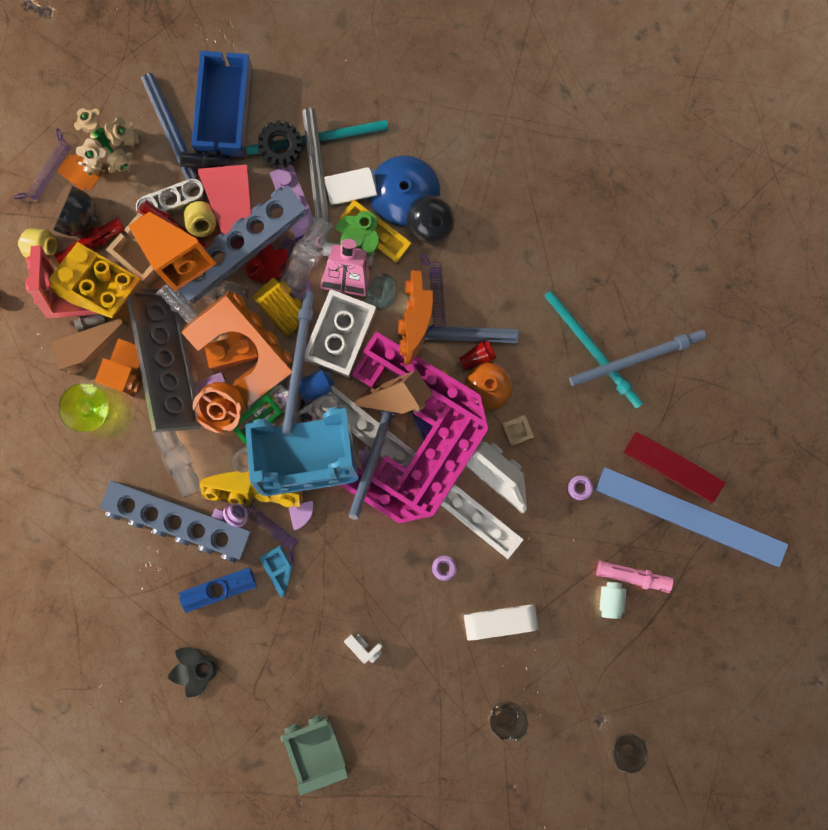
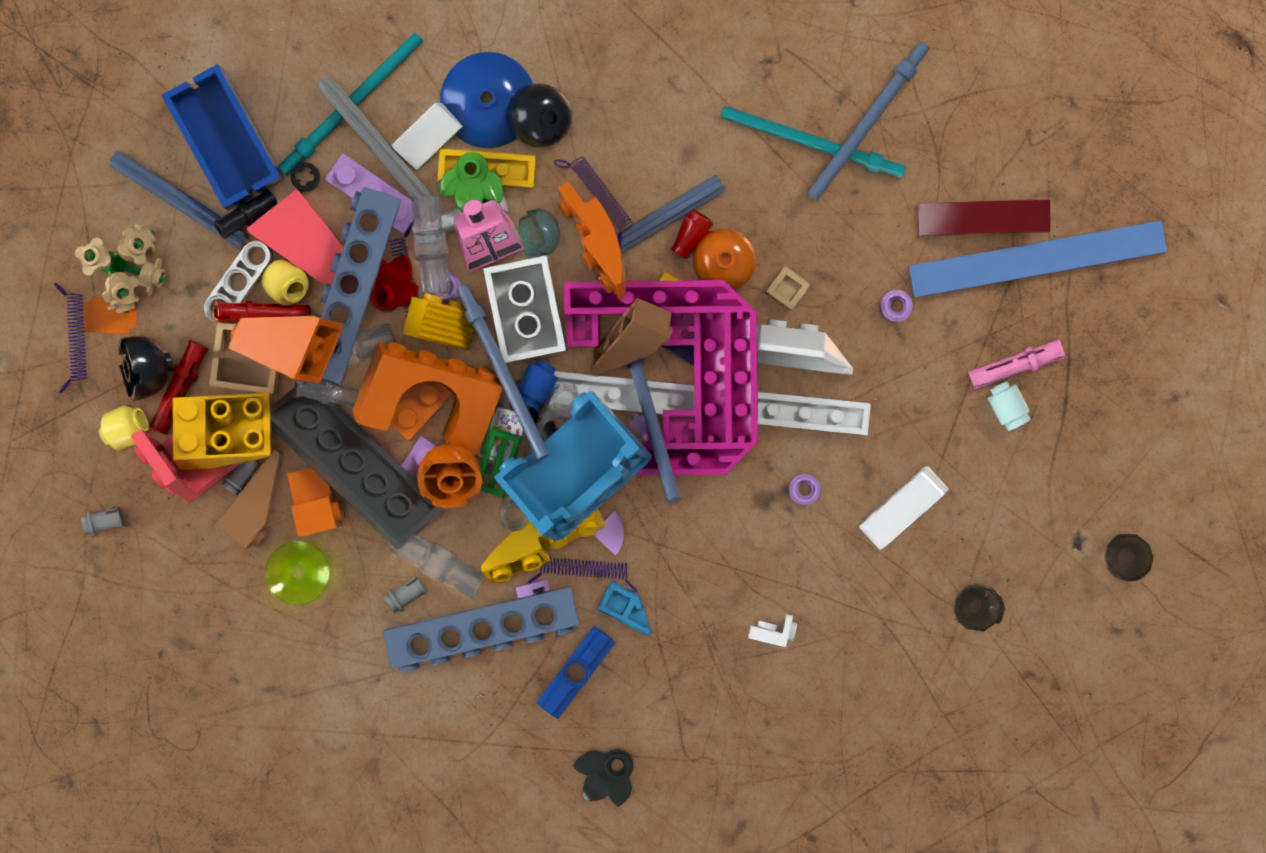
camera: 35 degrees left, 5 degrees up
(137, 466) = (404, 594): none -> light grey pin
(235, 514) = (543, 579): lavender plate -> none
(257, 171) = (310, 185): none -> black bush
(286, 131) = (323, 122): black tyre -> none
(315, 754) = (794, 776): sand green panel -> none

